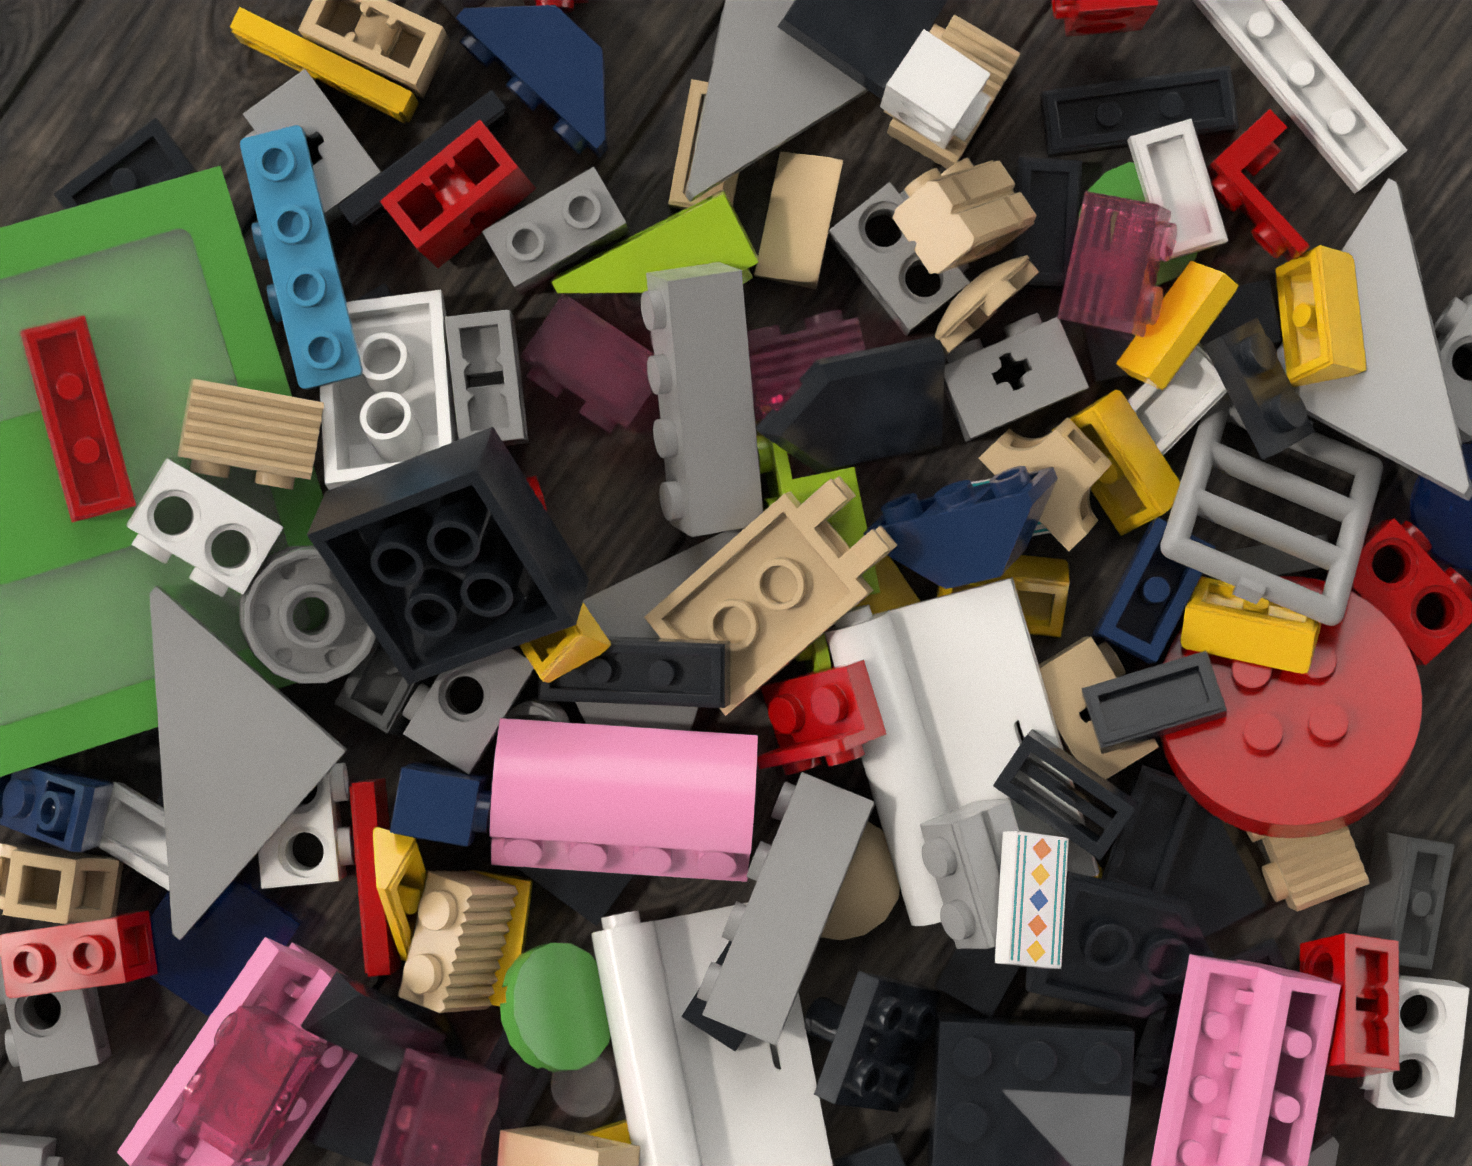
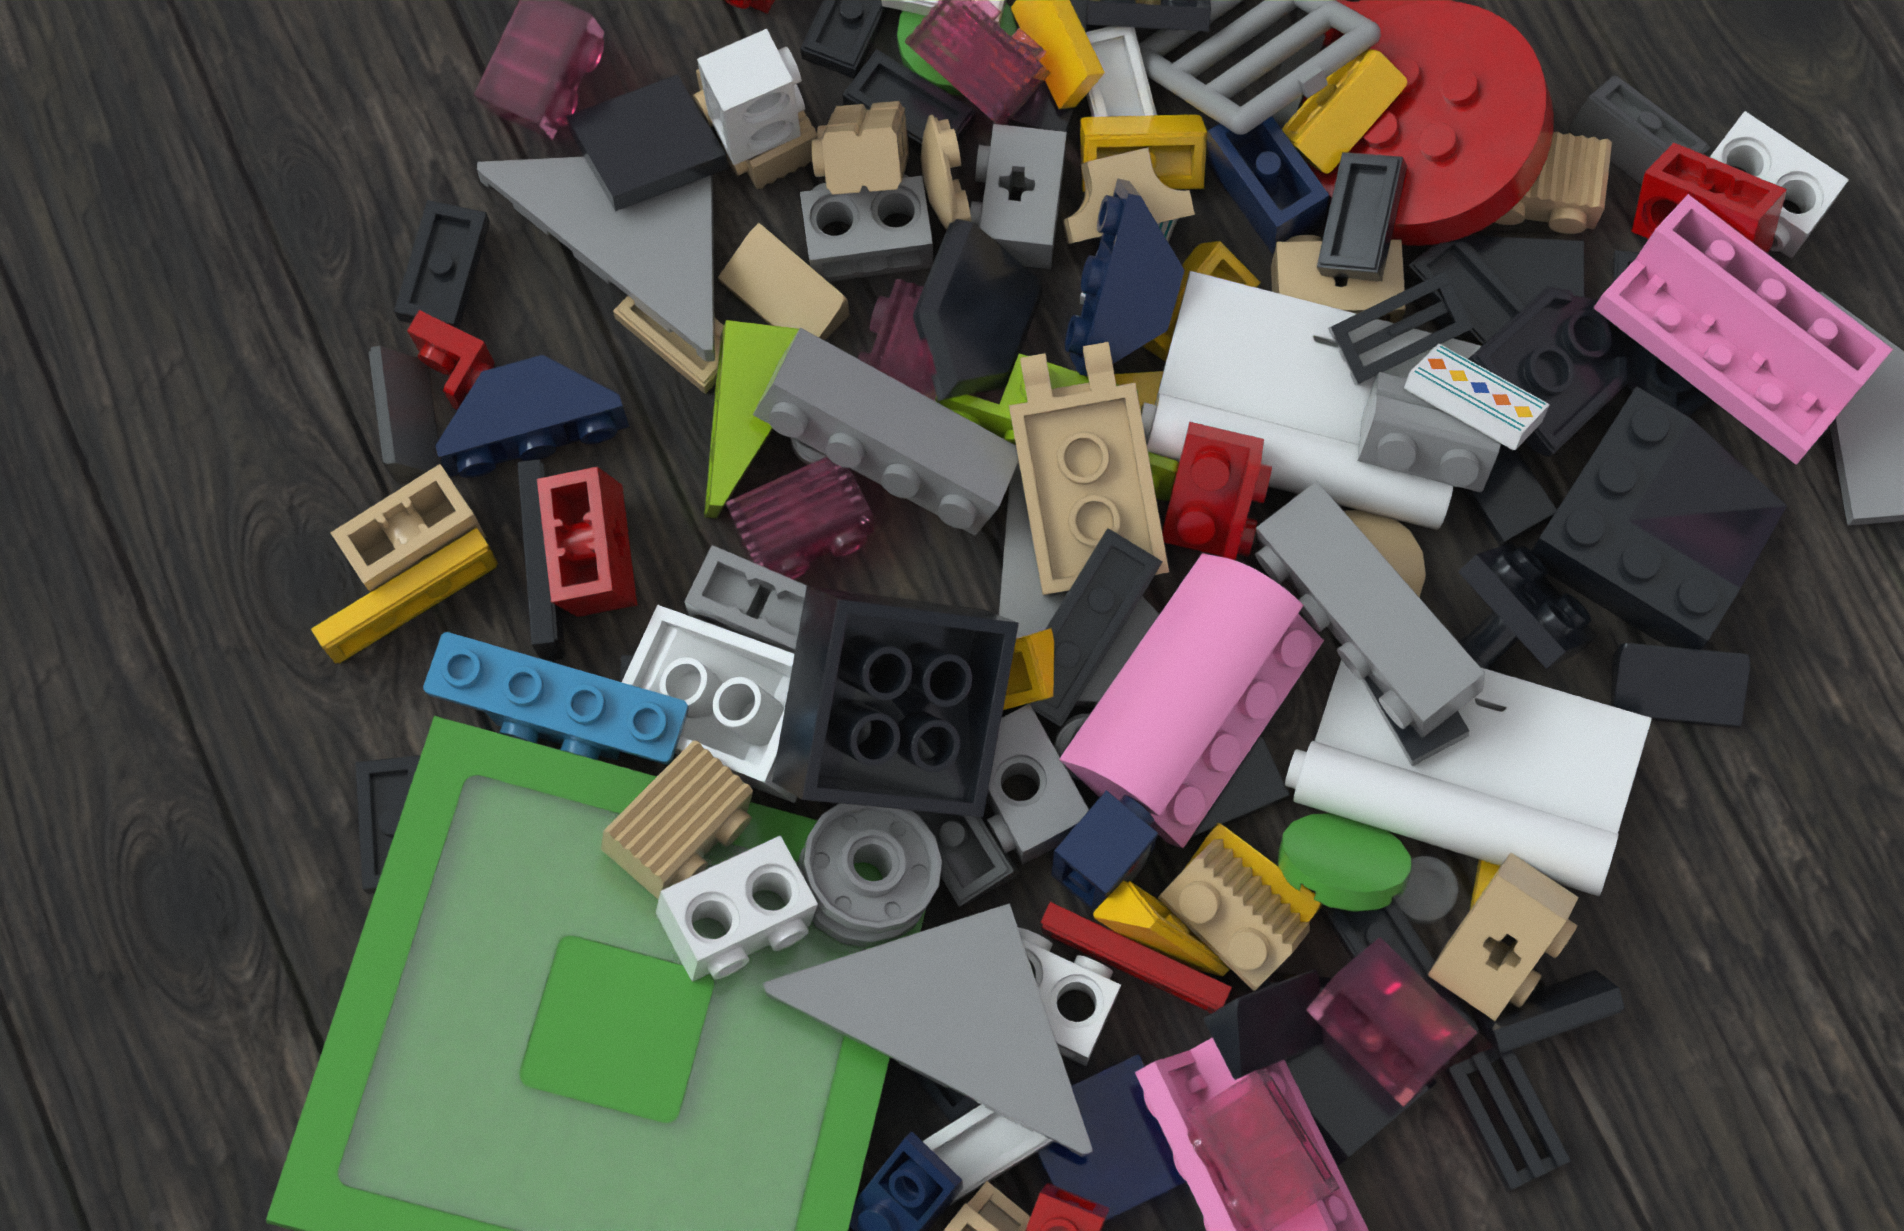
camera: 55 degrees left, 15 degrees down
(77, 418) = (573, 959): red tile -> none
(344, 162) = (489, 619): light grey brick -> none
(556, 231) = (669, 484): light grey brick -> none

